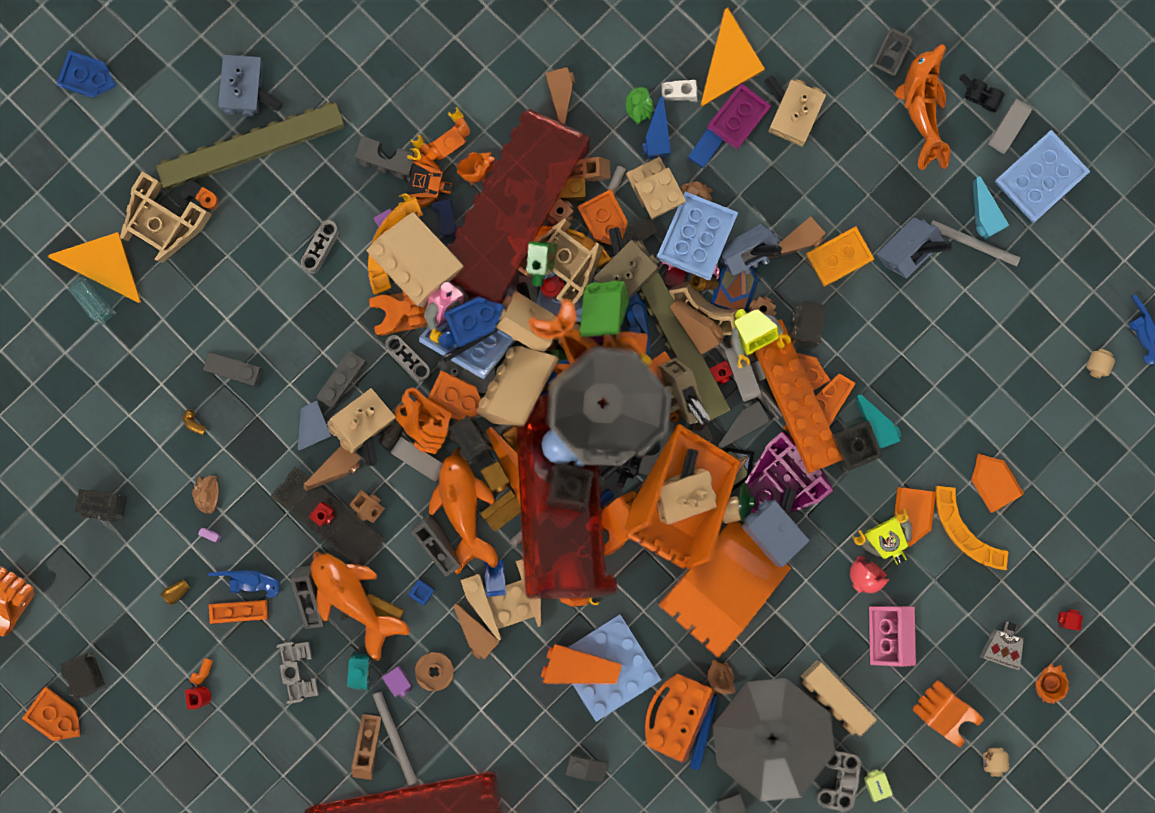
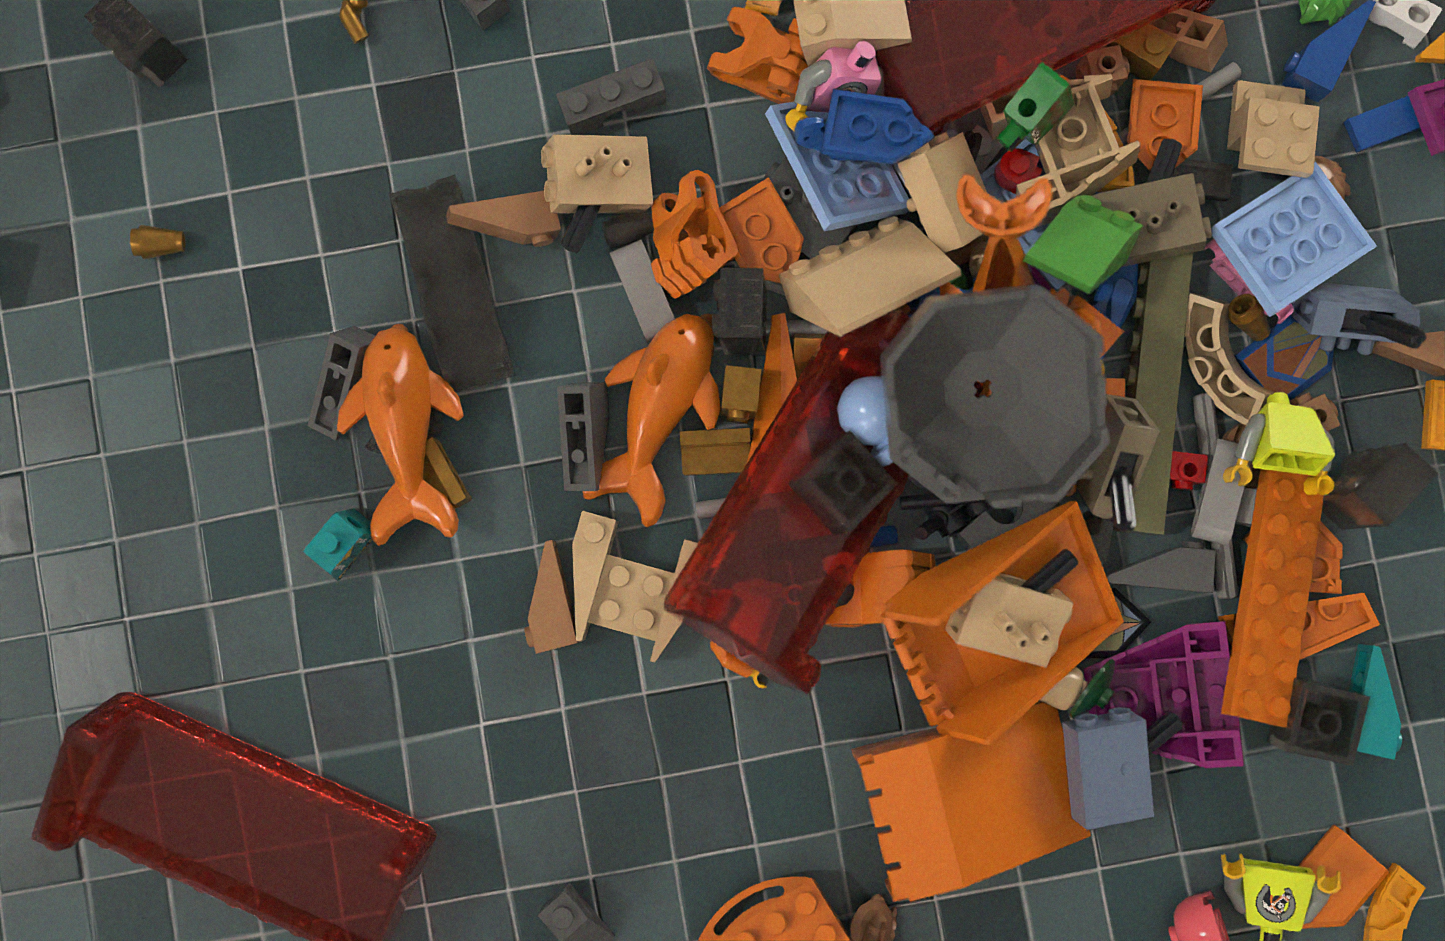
camera: 35 degrees right, 0 degrees up
(197, 697) = (84, 422): red plate -> none
(203, 673) = (118, 385): orange arm -> none
(206, 494) = (301, 130): medium nougat hat -> none
(211, 535) = (264, 193): lavender tile -> none
(238, 611) = (229, 334): orange tile -> none
(250, 581) = (275, 301): blue animal -> none
(295, 688) = (232, 503): light grey piece -> none
(312, 426) = (522, 137): sand blue slope -> none
(322, 514) = (446, 273): red plate -> none
(366, 747) = (273, 662): medium nougat slope -> none
(367, 506) = (520, 307): medium nougat brick -> none
(395, 738) = (325, 678): light grey piece -> none
(397, 682) = (386, 597): medium lavender brick -> none
(414, 357) = (720, 116): light grey beam -> none
(421, 592) = (513, 490): blue tile -> none
(436, 682) = (469, 628): medium nougat plate -> none
(458, 350) = (842, 165): black bar -> none
(495, 579) = (634, 546): blue tile -> none
(577, 667) = (669, 765): orange slope -> none
(615, 643) = (712, 794): light blue plate -> none
(674, 277) = (1208, 280): dark red tile -> none
(700, 329) = (1200, 381): medium nougat slope -> none

